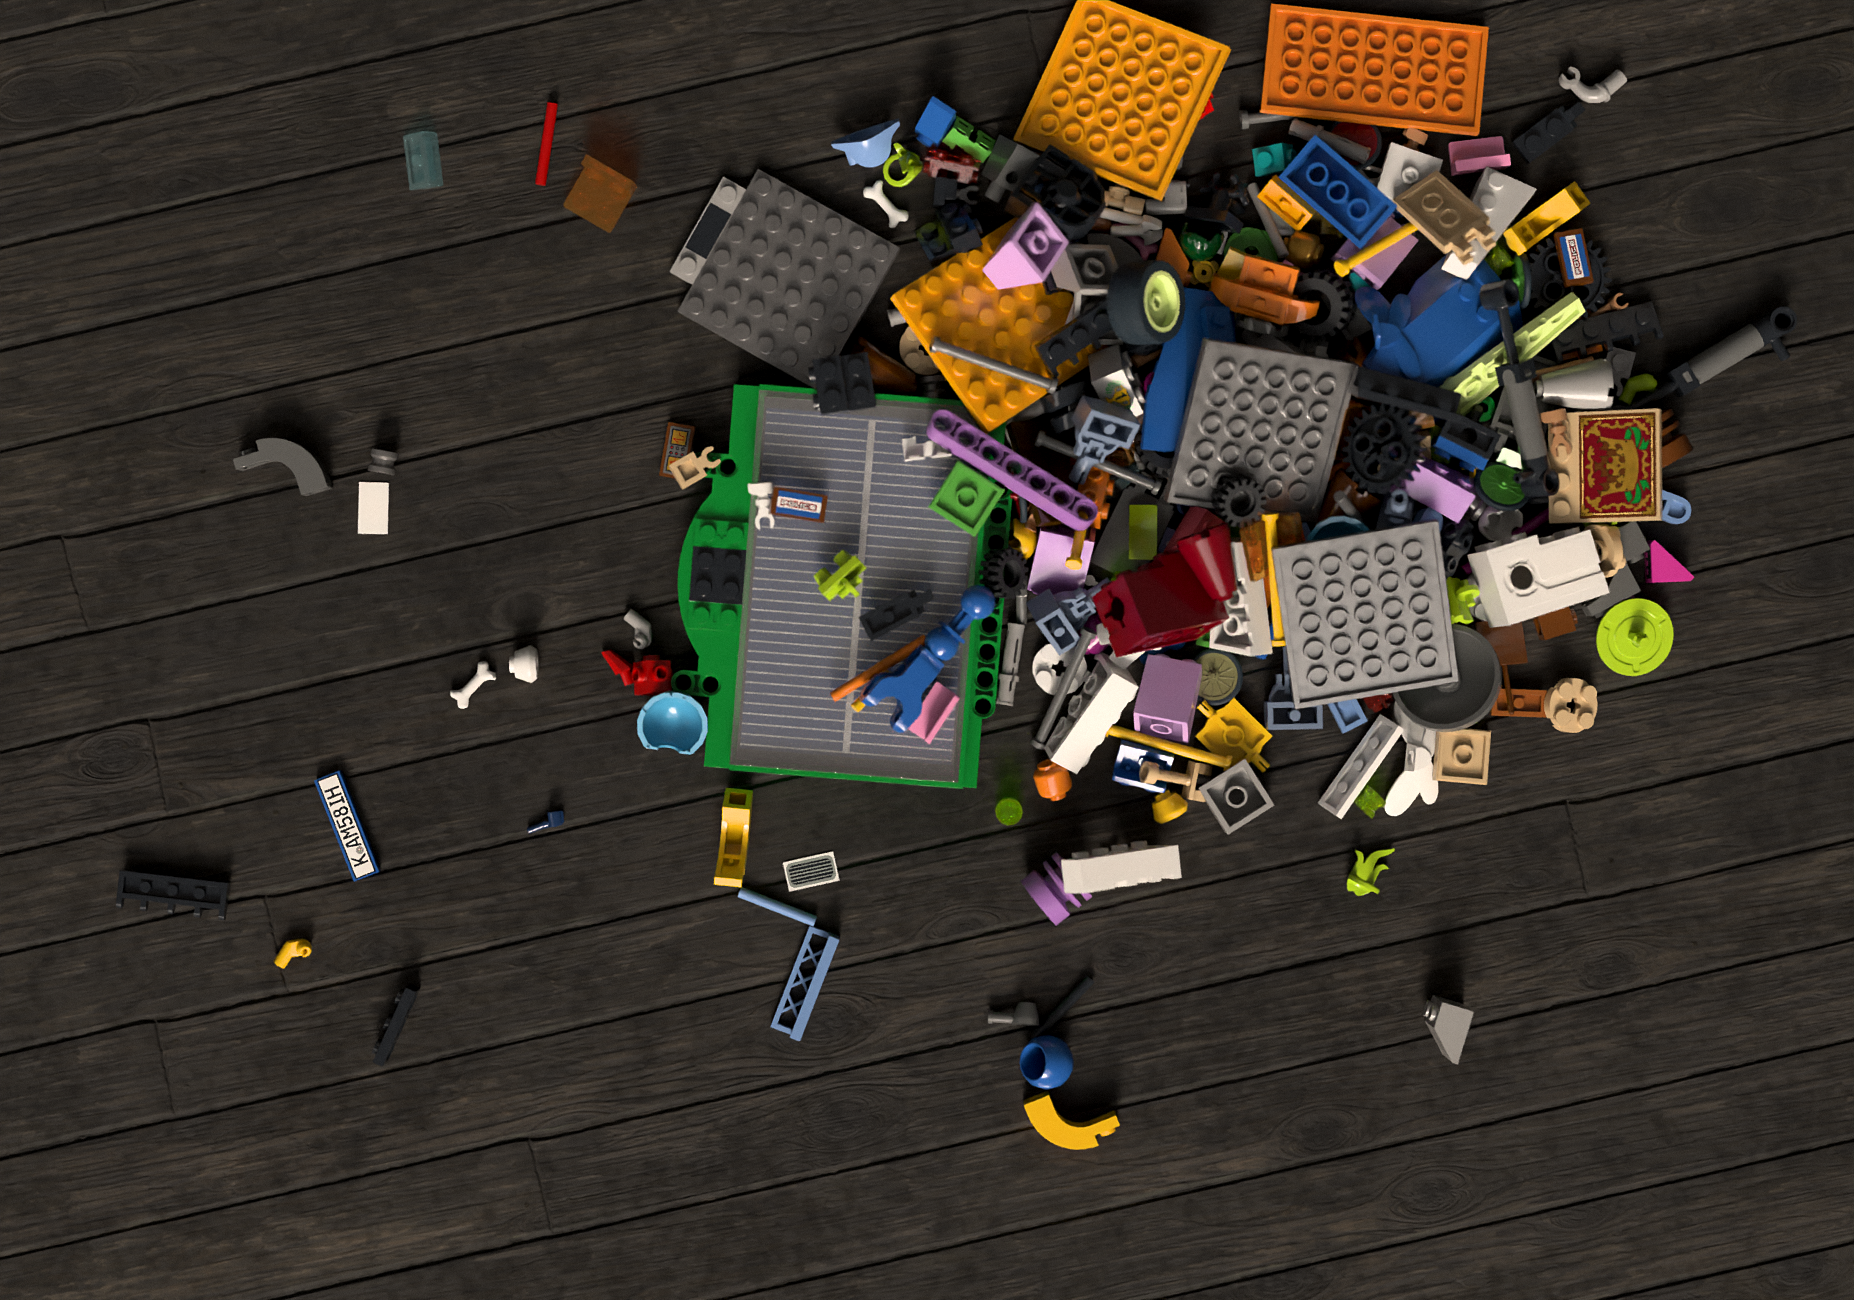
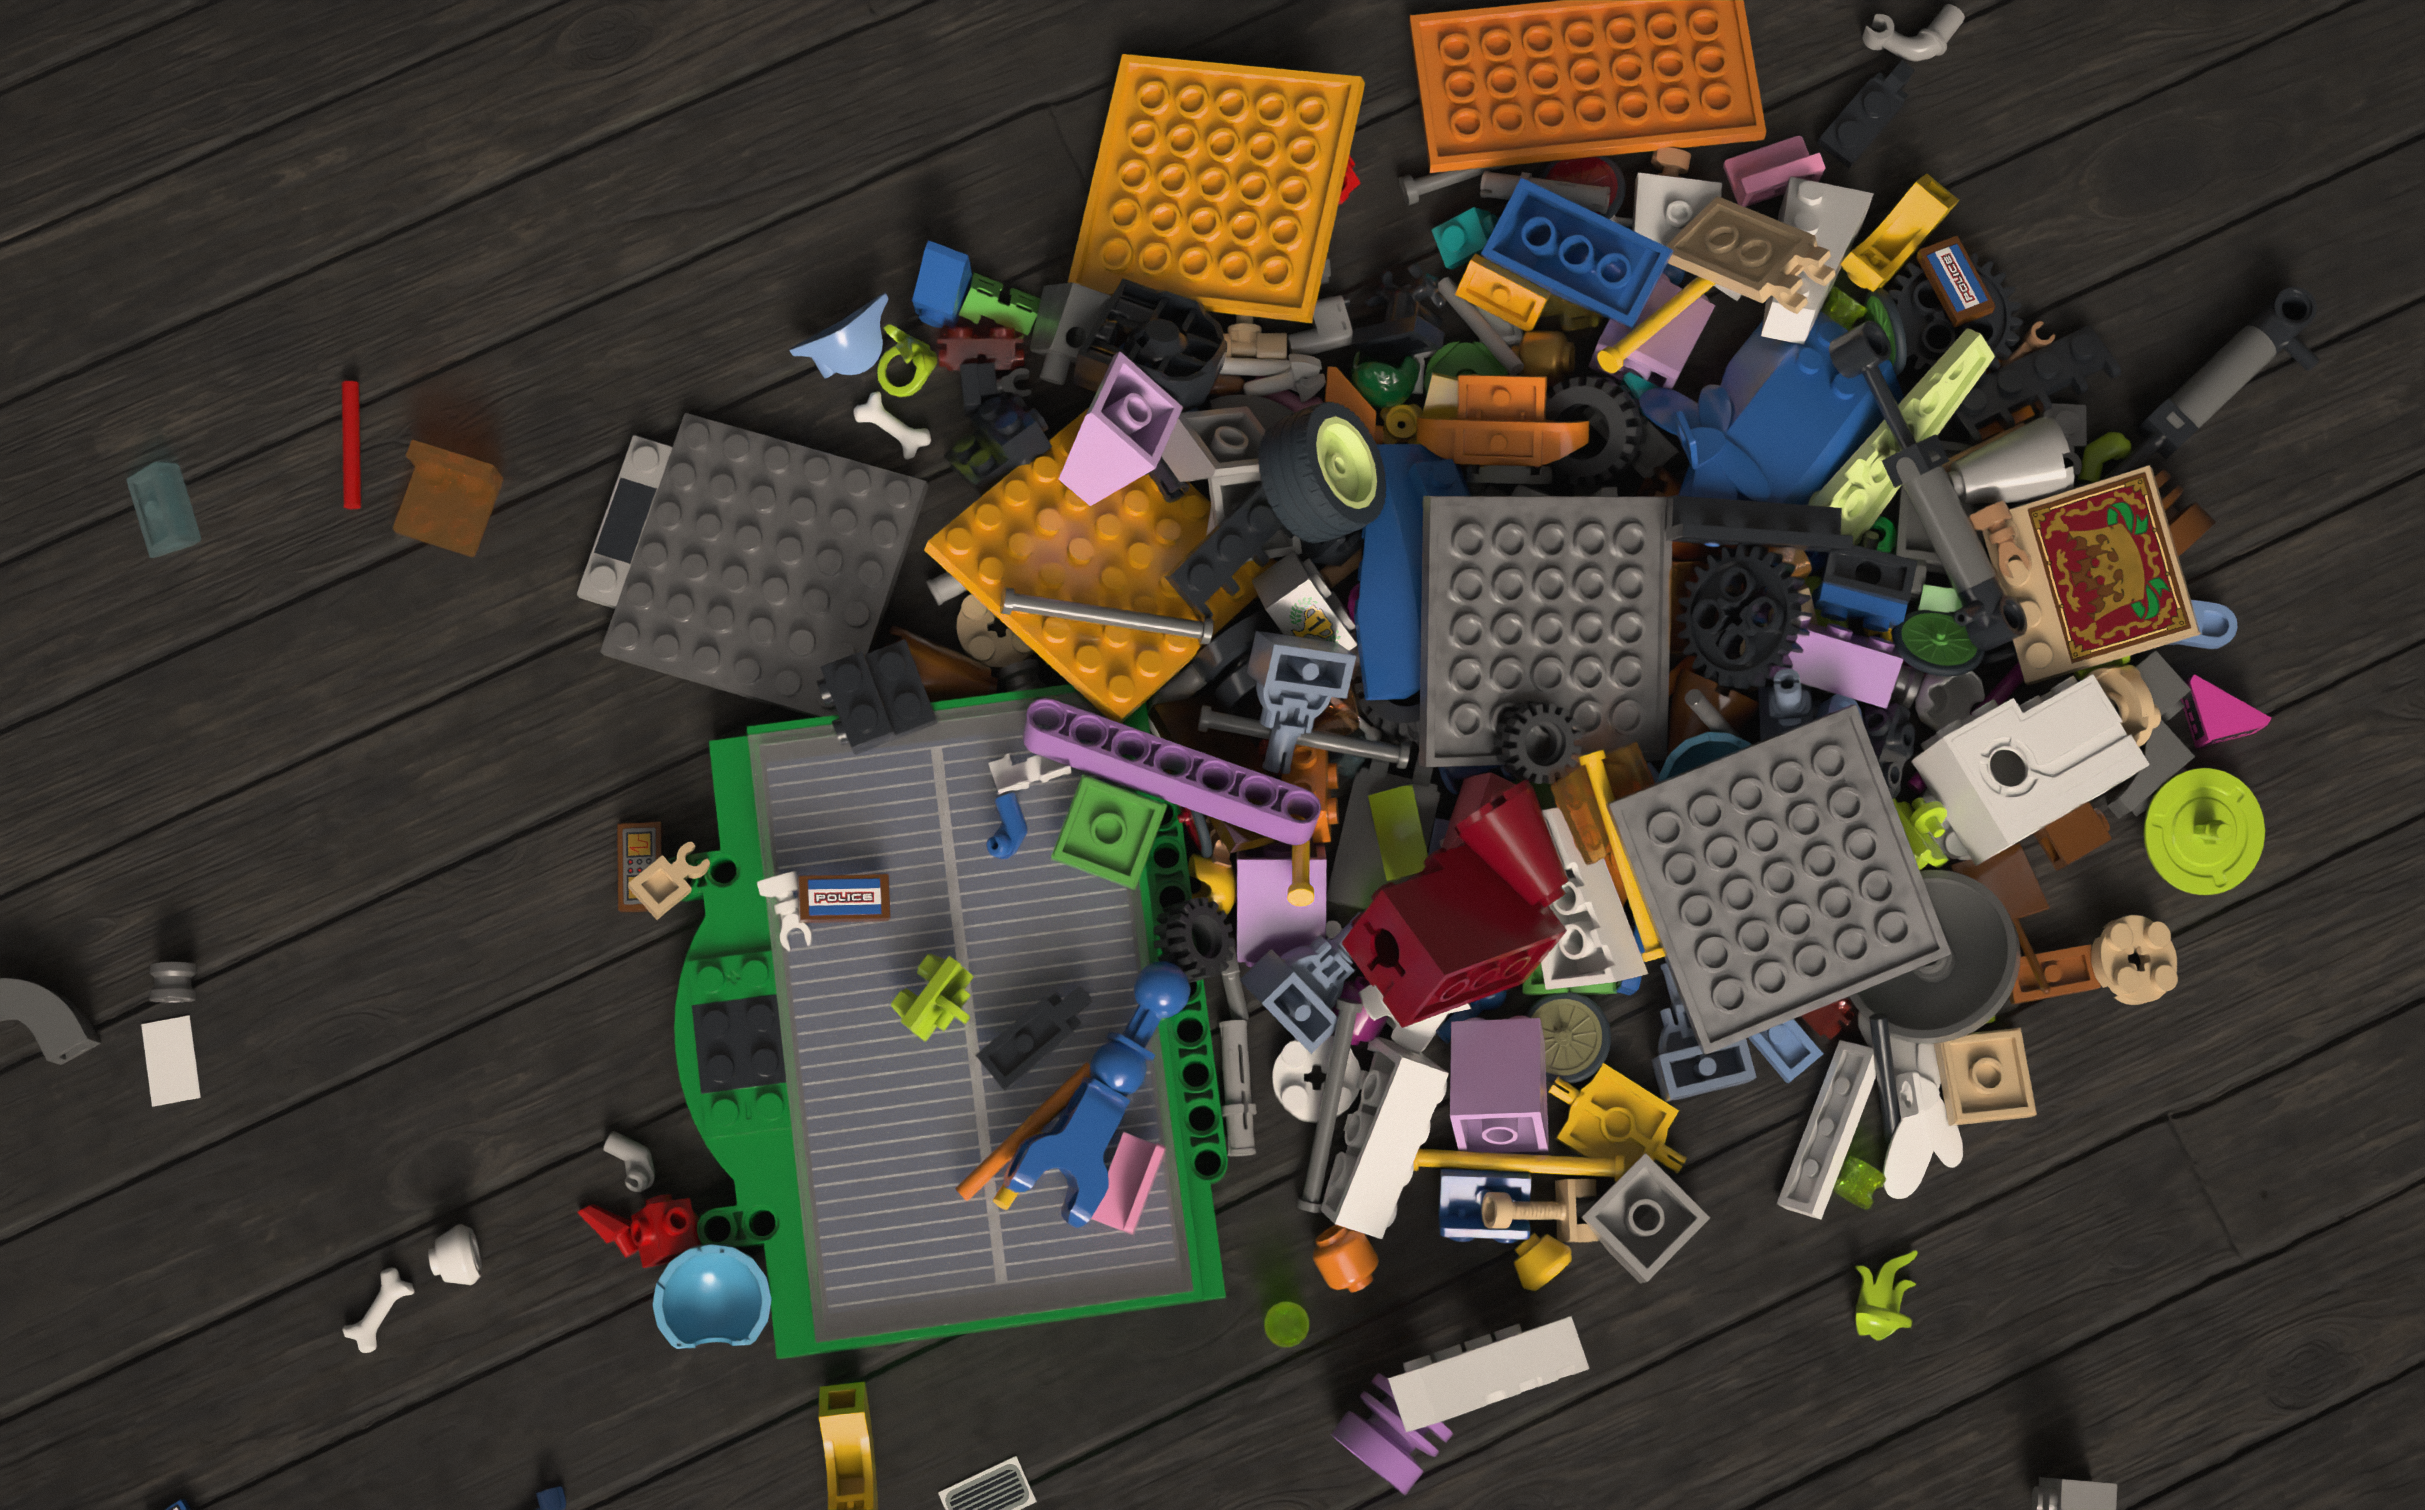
camera: 15 degrees left, 10 degrees down
(907, 484) = (1011, 830): none -> blue arm
(1401, 741) = (1885, 1073): none -> black bar

